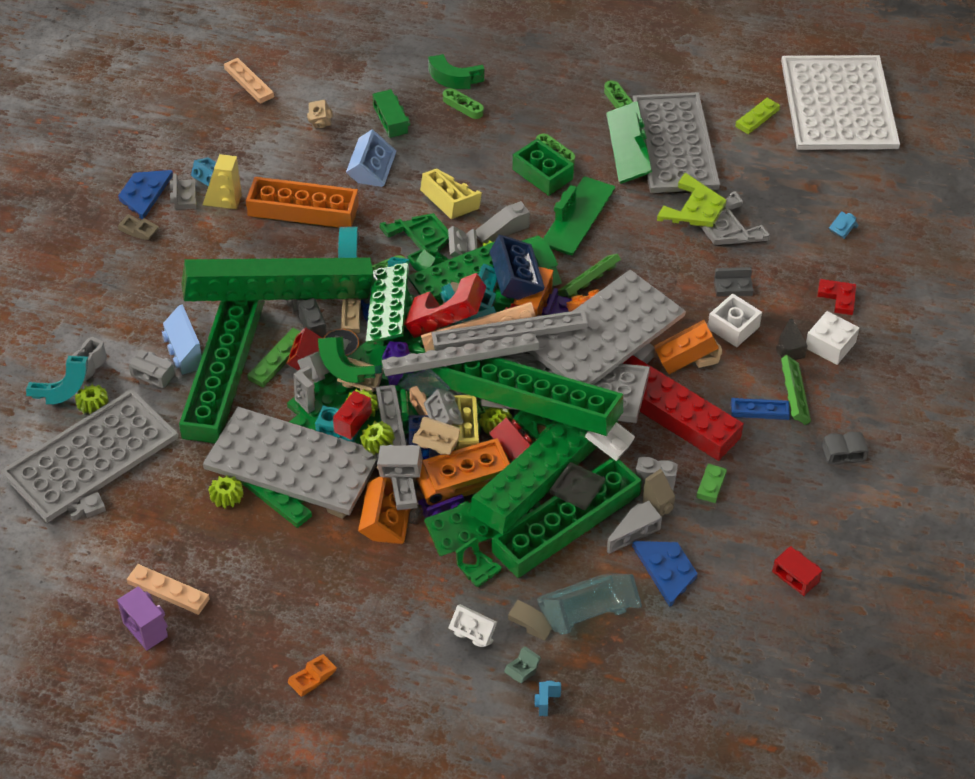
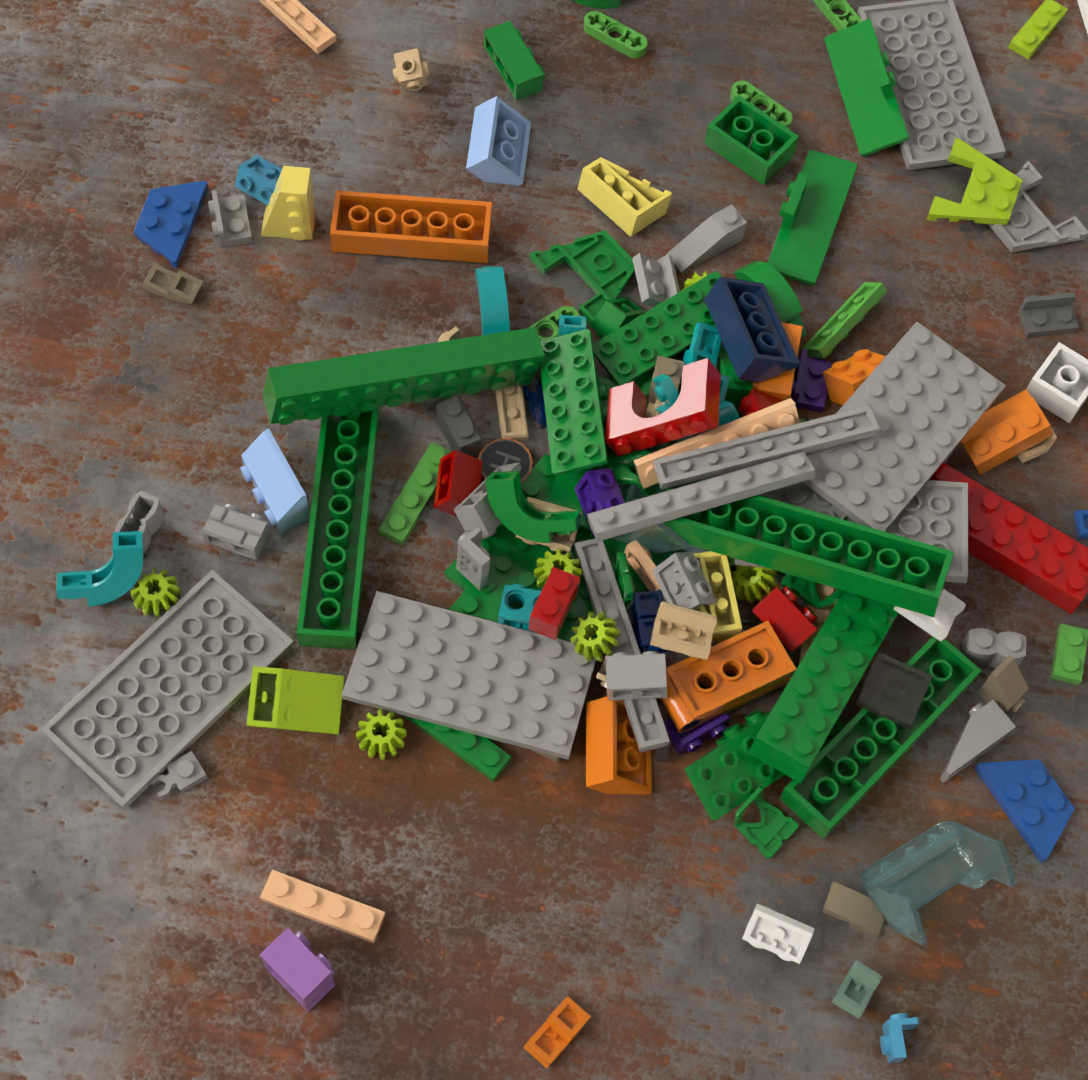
camera: 10 degrees left, 15 degrees up
(170, 465) = (295, 700): none -> lime slope

